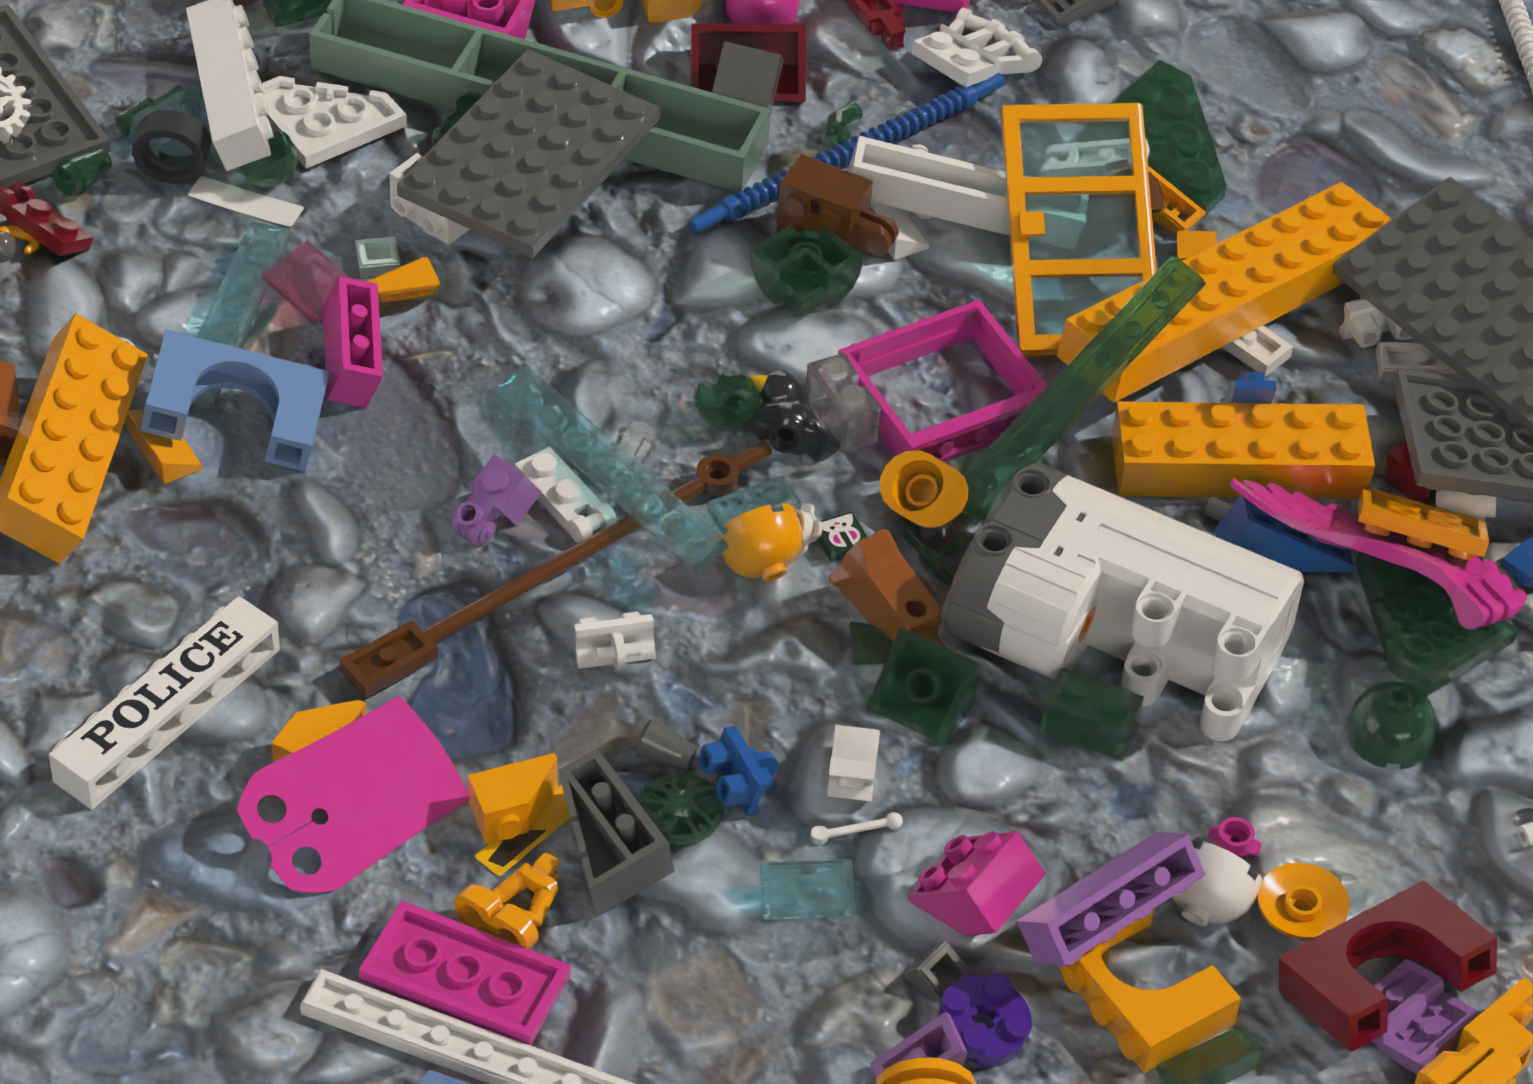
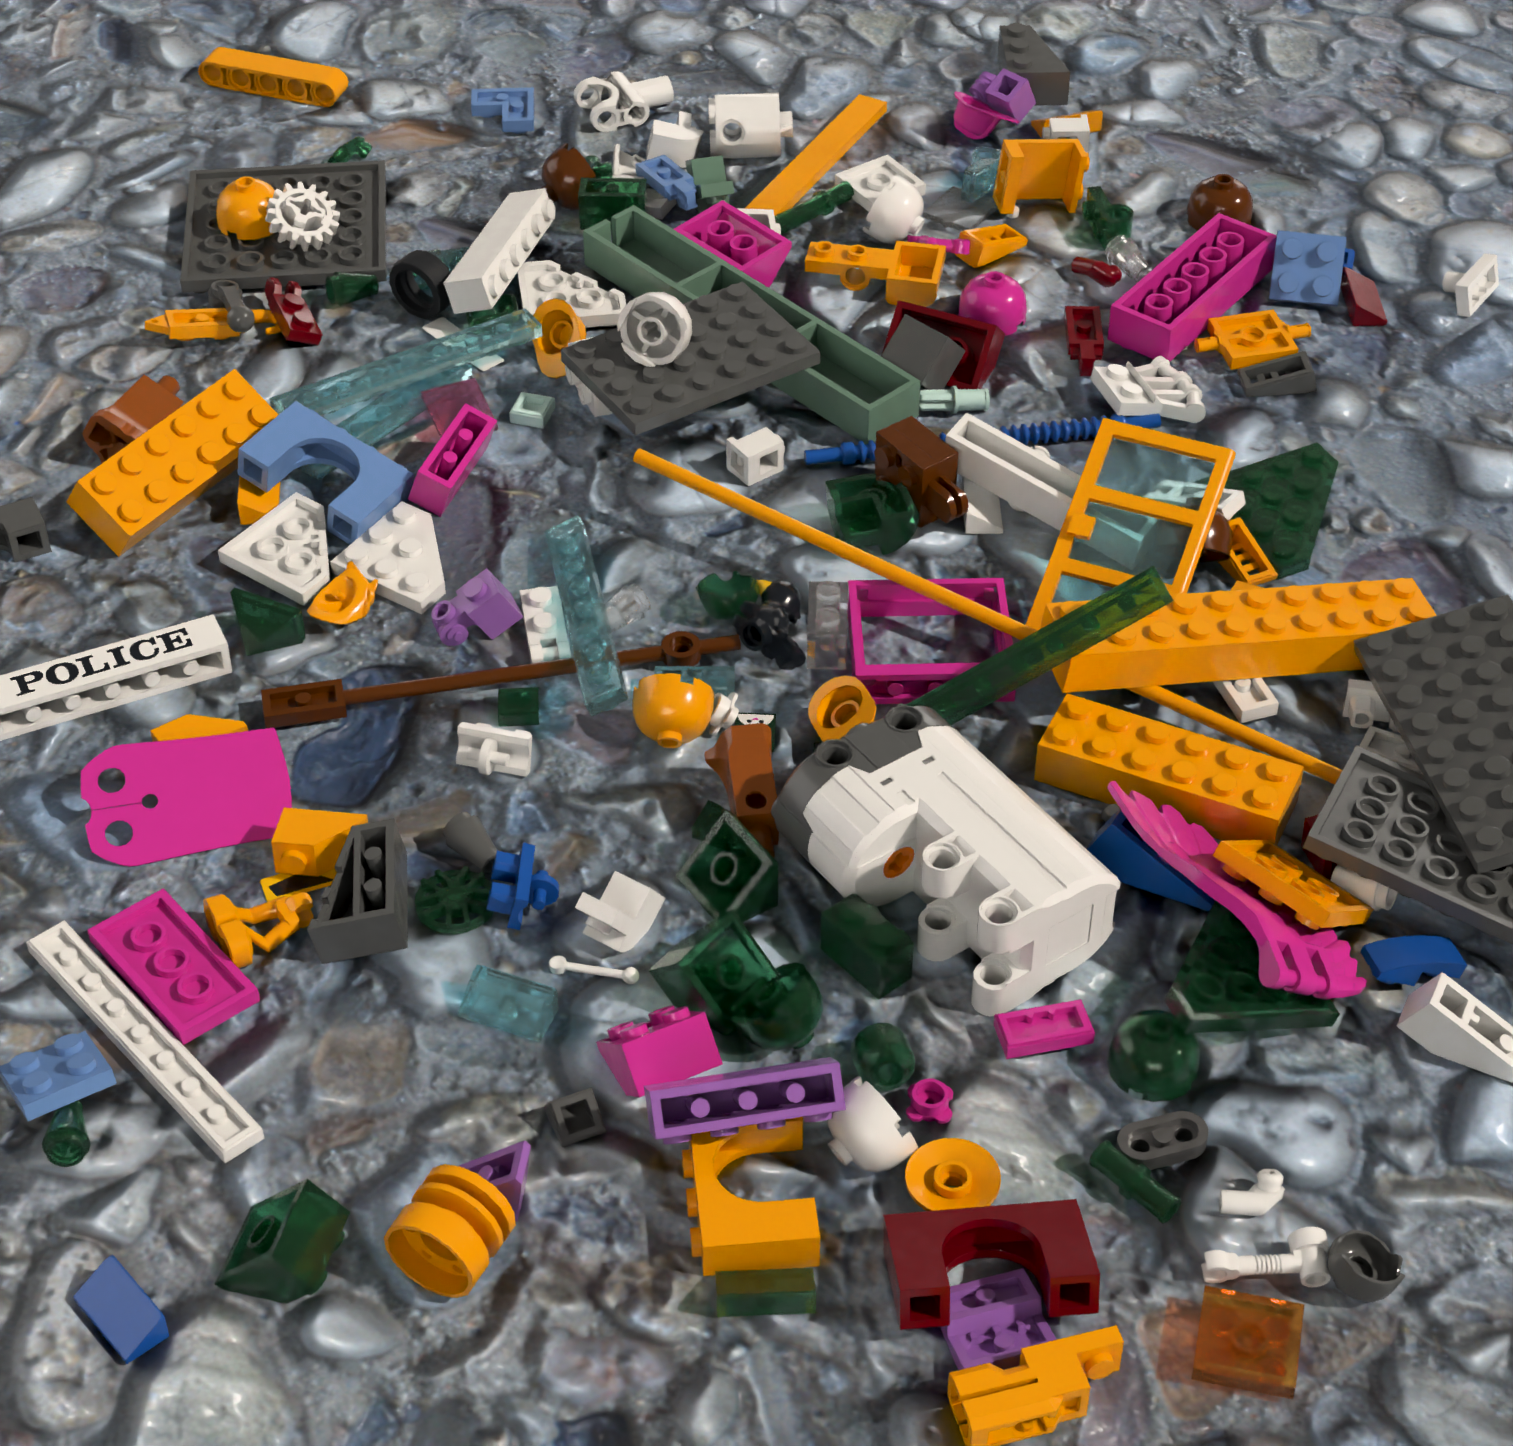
camera: 30 degrees right, 5 degrees down
(230, 249) = (413, 364): none -> clear light blue plate
(243, 498) = (284, 550): none -> white plate
(282, 585) = (266, 622): none -> clear green slope
(345, 531) = (344, 598): none -> light orange hat
(356, 167) = (558, 328): none -> light orange piece
(362, 469) = (401, 556): none -> white plate
(408, 282) = (529, 430): light orange slope -> none
(502, 135) = (654, 328): none -> white cylinder
(598, 588) = (518, 706): none -> clear green tile
(646, 240) = (755, 456): none -> white brick
(798, 115) = (954, 400): none -> light aqua axle
(837, 122) = (997, 413): clear green arm -> none
(939, 337) = (972, 609): none -> light orange piece
(976, 788) = (713, 969): none -> clear green slope
(1002, 1003) = (587, 1146): dark purple plate -> none
(1062, 801) = (780, 1011): none -> clear green cylinder
(1174, 810) = (882, 1056): none -> clear green head
(1250, 389) = (1197, 718): blue slope -> none
(1287, 735) = (1044, 1029): none -> dark pink plate
(1442, 802) = (1159, 1139): none -> flat silver plate
(1448, 845) = (1135, 1181): none -> clear green pin

